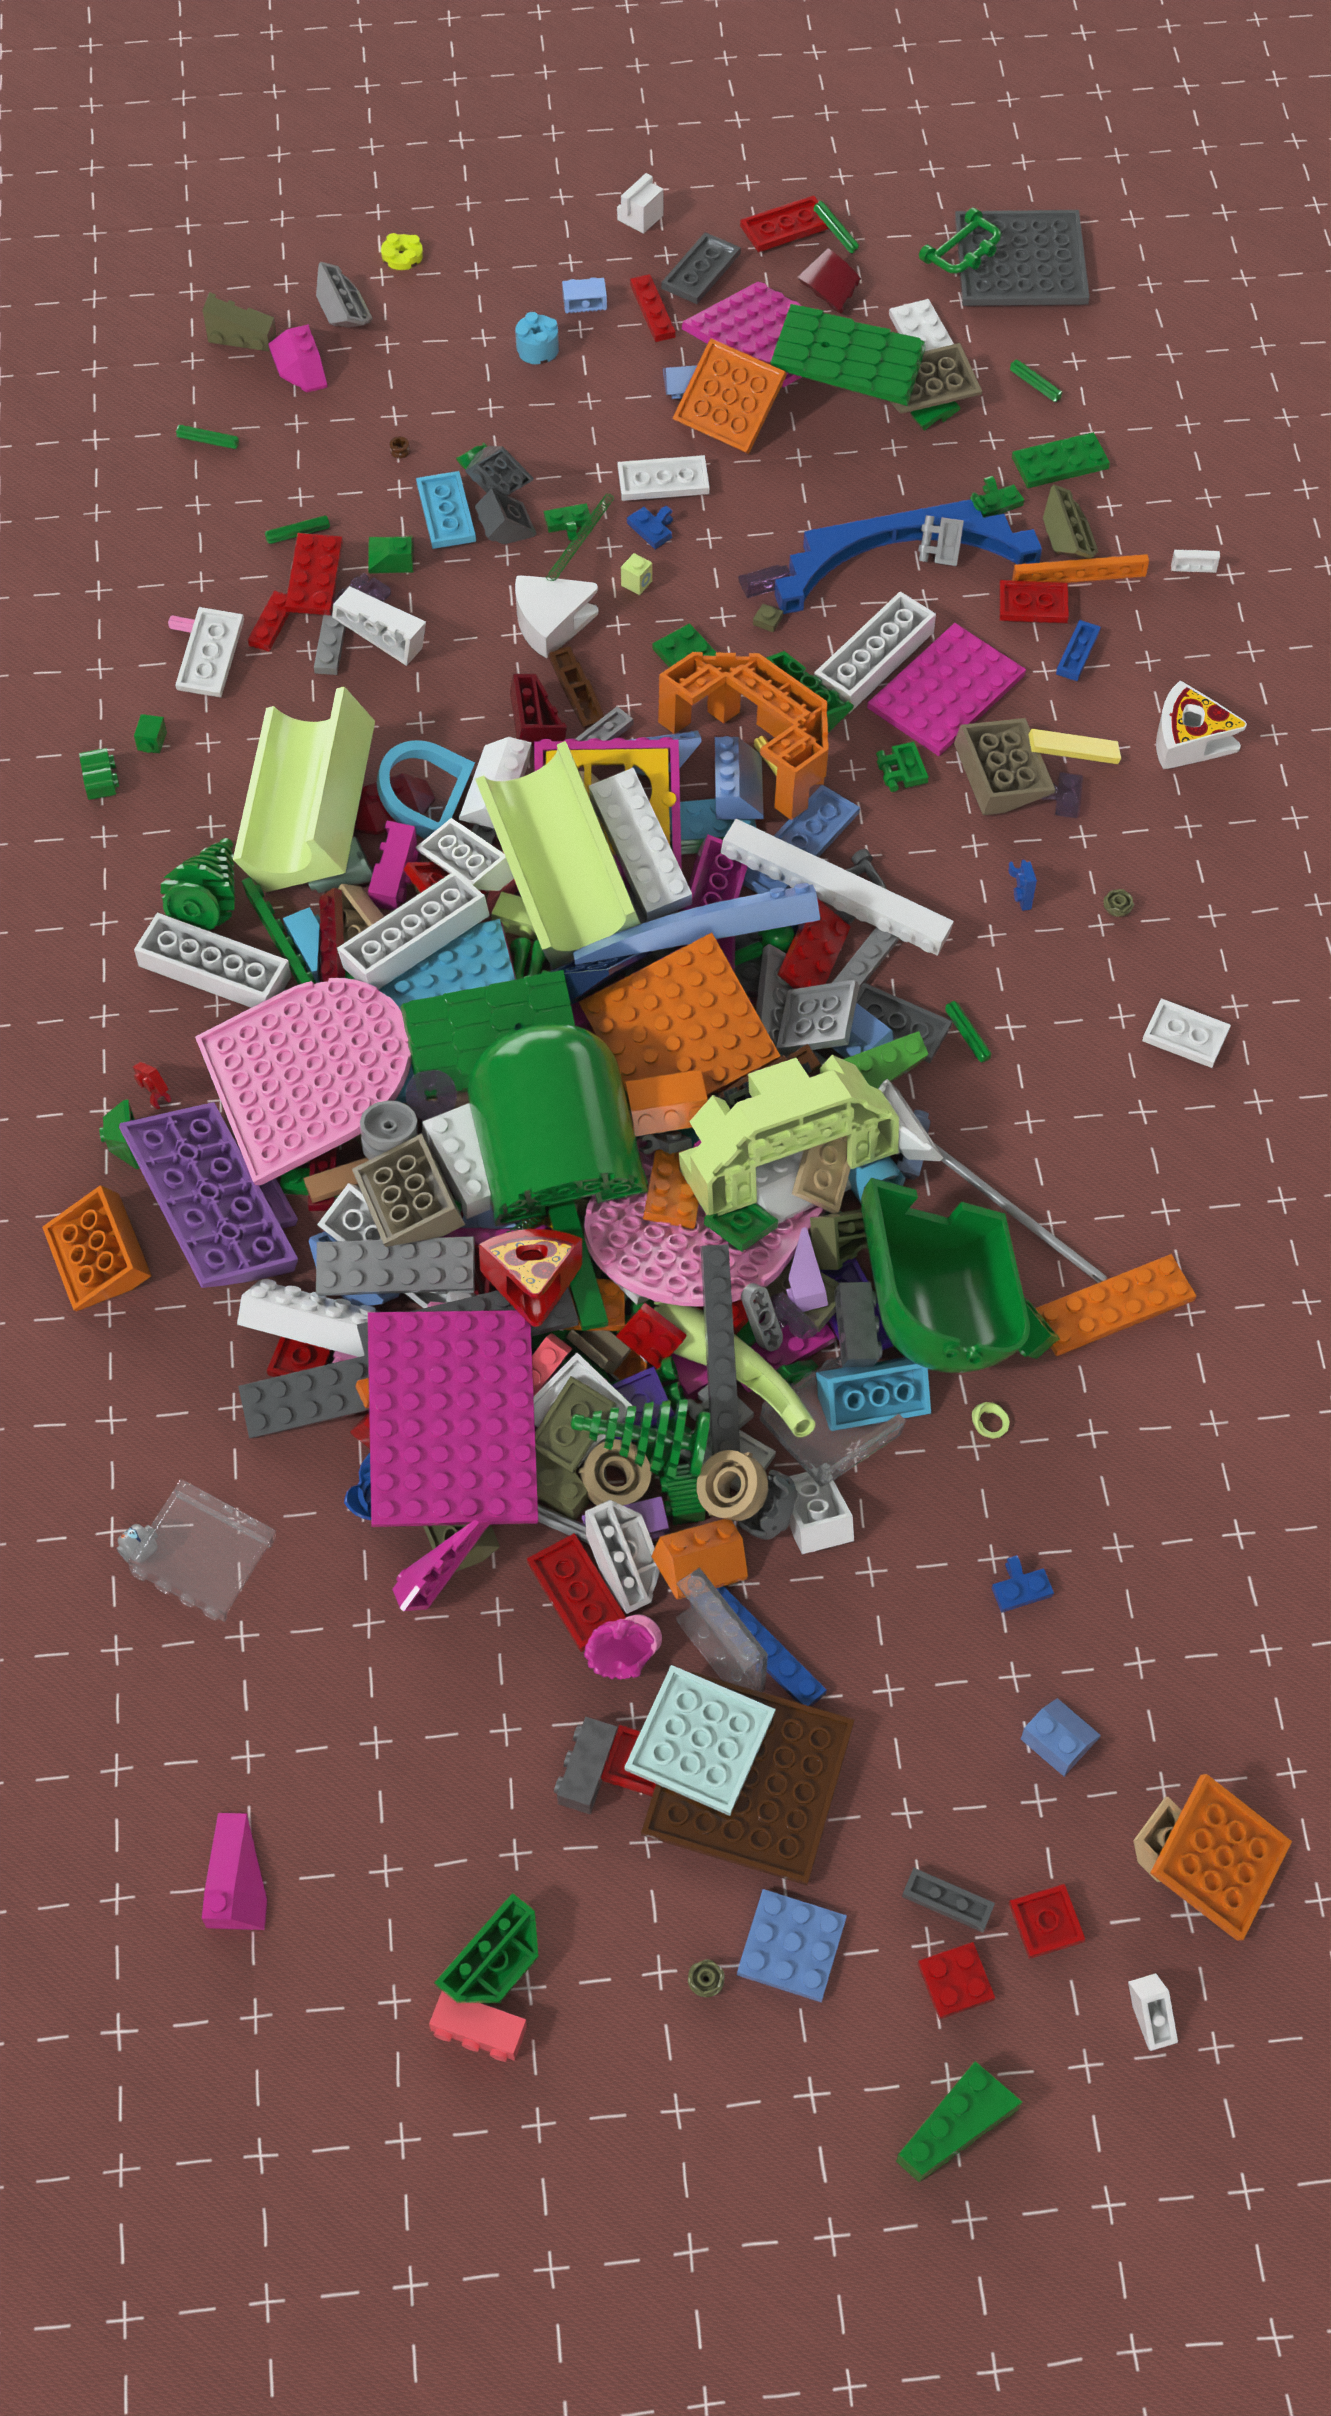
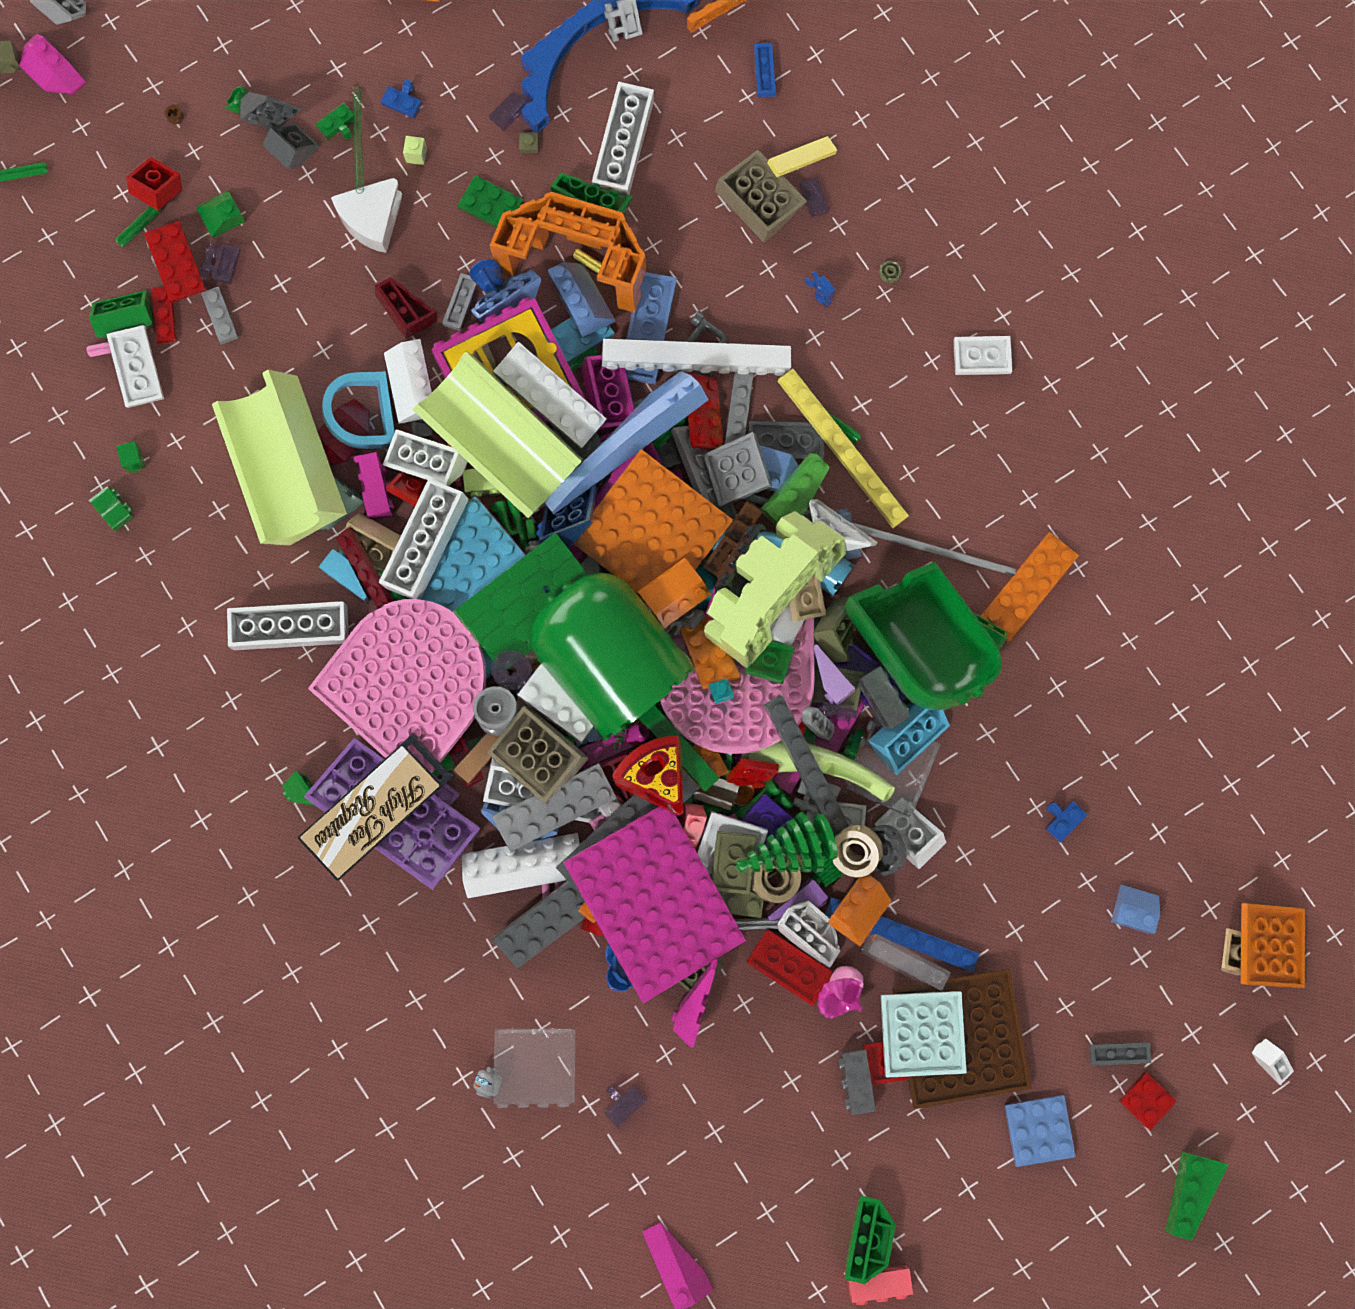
camera: 30 degrees left, 20 degrees up
(96, 1249) = (336, 901): orange slope -> none
(150, 1078) = (299, 742): red plate -> none
(189, 1171) = (373, 808): none -> flag
(202, 887) = (247, 571): green plant -> none
(227, 598) = (121, 313): none -> green slope
(275, 930) = (316, 575): green plate -> none
(284, 1653) = (624, 1104): none -> clear purple plate
(296, 1356) = (519, 900): red plate -> none
(338, 494) = (154, 183): none -> red brick
(381, 624) = (250, 284): white wedge -> none
(446, 510) = (241, 156): medium azure plate -> none
(576, 686) = (422, 269): reddish brown slope -> none
(643, 714) = (487, 275): none -> blue piece
(663, 478) = (388, 53): white plate -> none
(663, 1227) = (721, 691): none -> teal plate
(708, 1969) = (1000, 1187): olive plate -> none
(909, 766) = (692, 224): green plate -> none
(946, 688) = (686, 145): dark pink plate -> none
(961, 1058) = (842, 448): none -> light yellow plate
(990, 1407) = (979, 711): yellowish green piece -> none
(1033, 601) = (713, 41): red plate -> none
(1046, 1921) = (1184, 1036): red plate -> none
(1195, 728) = (877, 102): white piece -> none

